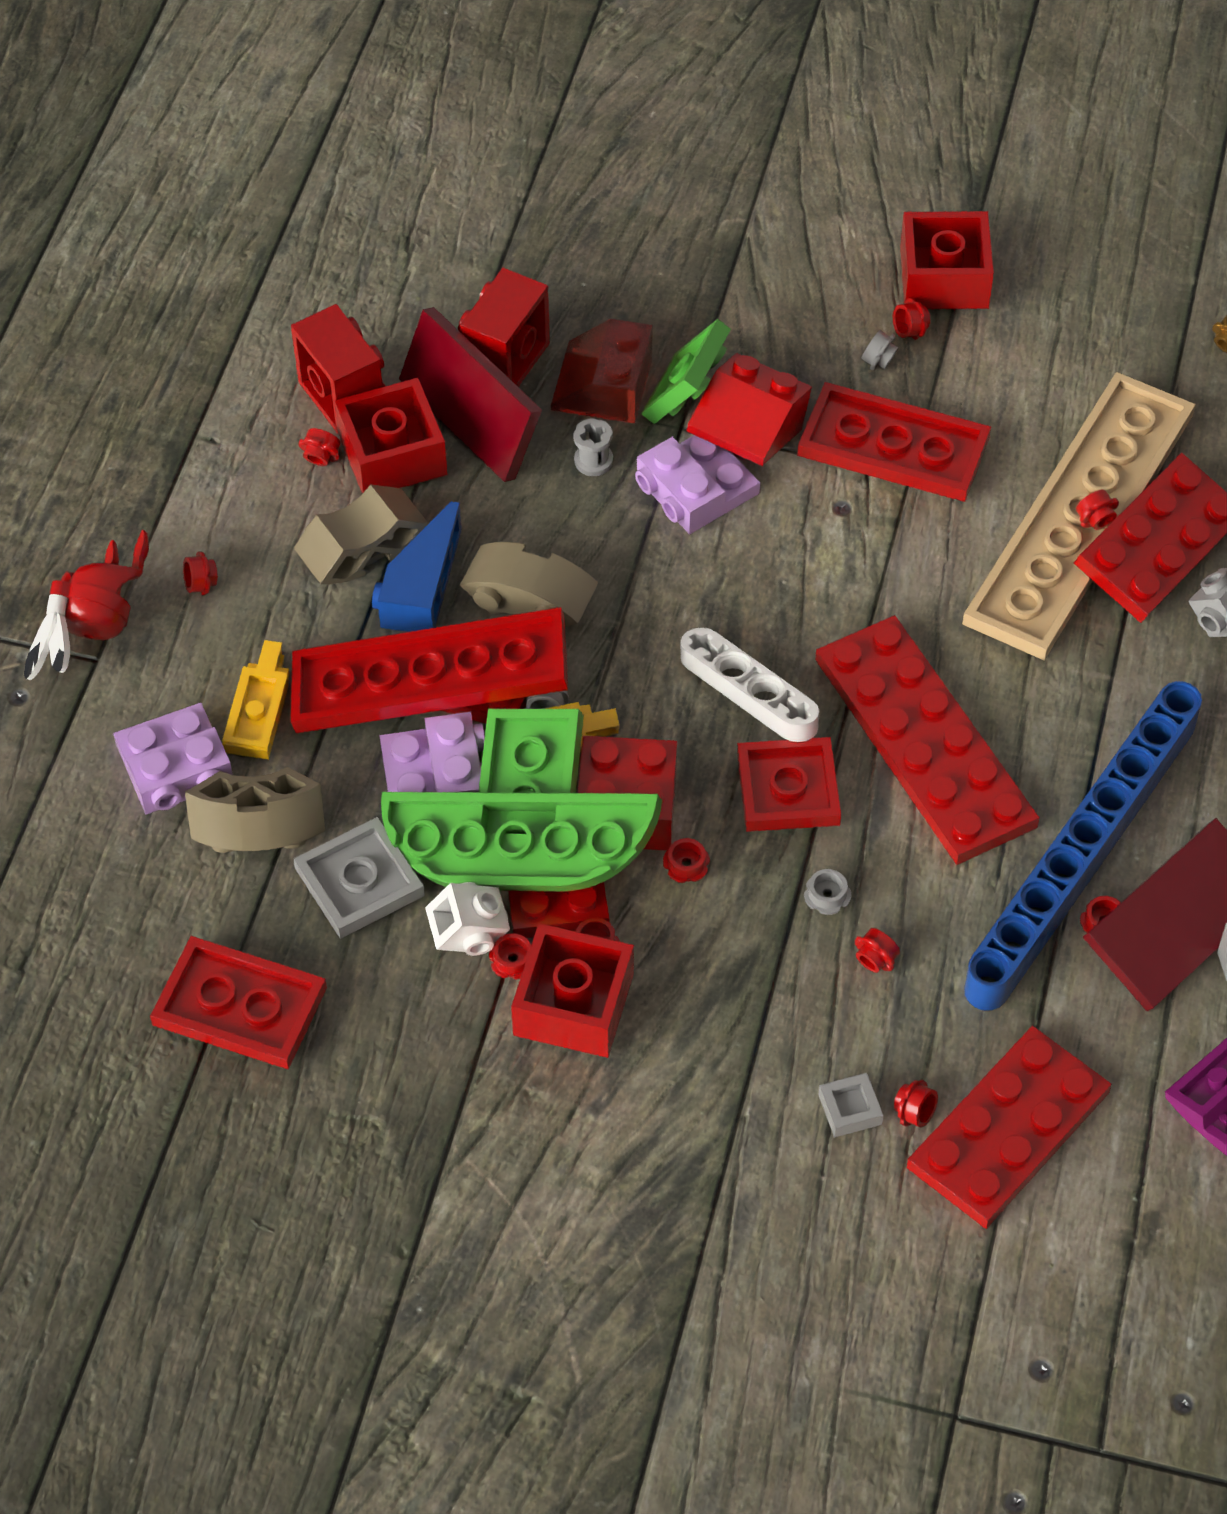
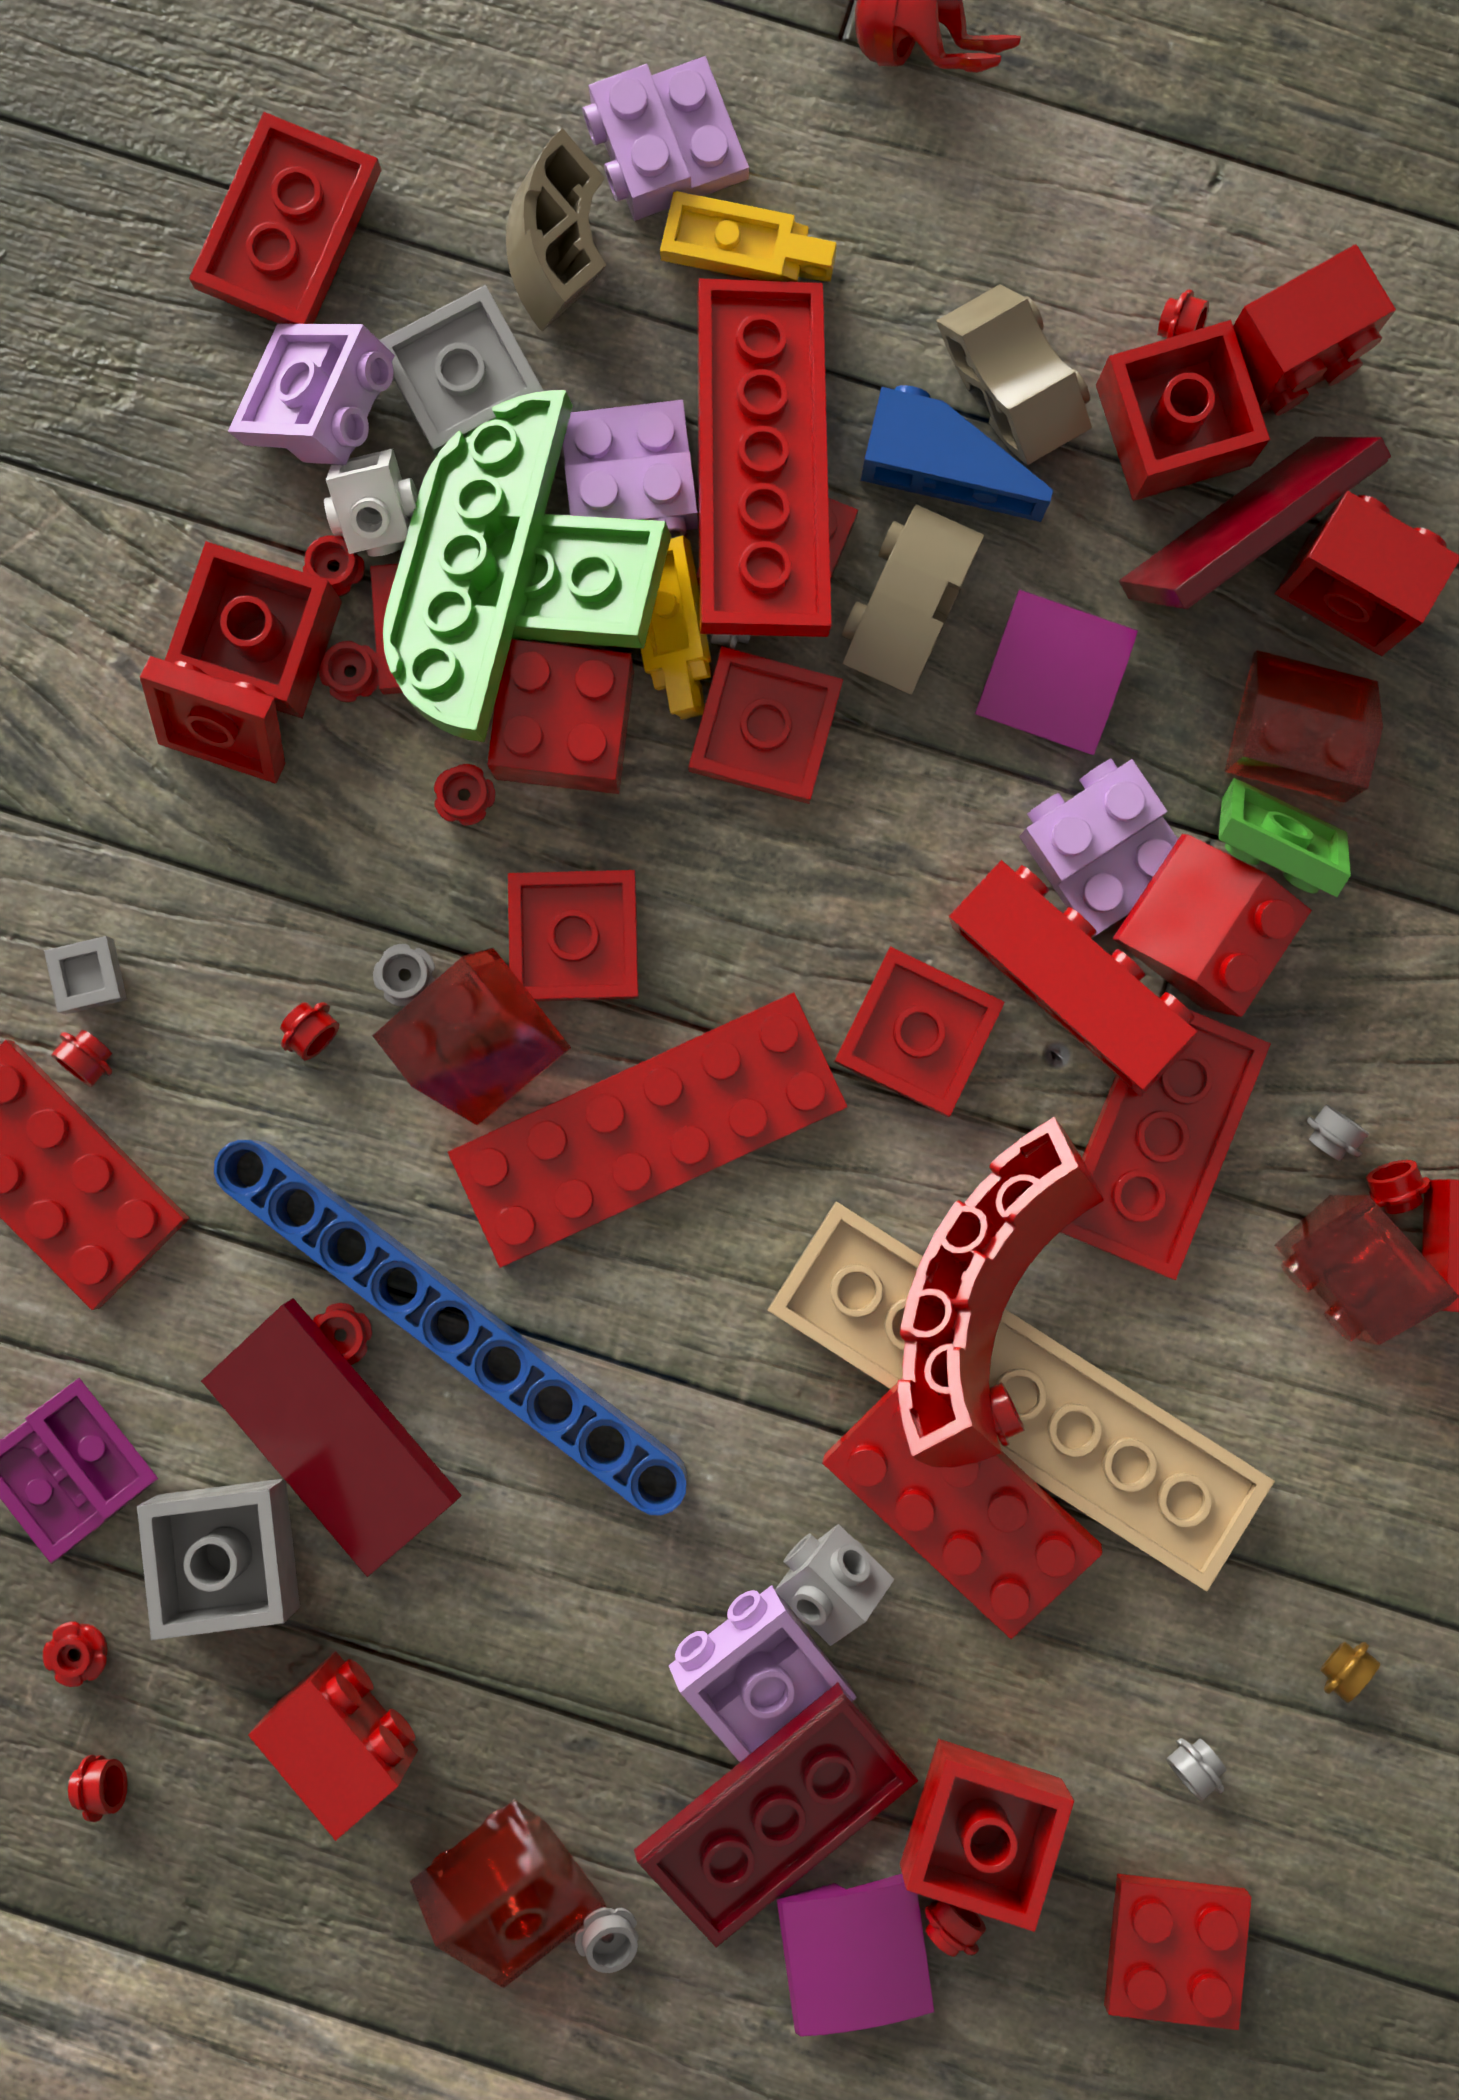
camera: 90 degrees right, 30 degrees up
(199, 573) = (965, 161): red plate -> none
(380, 964) = (314, 391): none -> lavender plate
(573, 509) = (1056, 672): none -> magenta slope
(588, 450) = (1165, 683): light grey bush -> none
(623, 673) = (765, 725): none -> red plate
(647, 1005) = (214, 718): none -> red plate
(756, 678) = (735, 895): white beam -> none
(792, 482) = (1073, 977): none -> red brick
(837, 576) = (919, 1032): none -> red plate
(869, 833) = (472, 1037): none -> clear red slope
(969, 325) = (1362, 1269): none -> clear red slope
(970, 517) = (966, 1285): none -> red brick

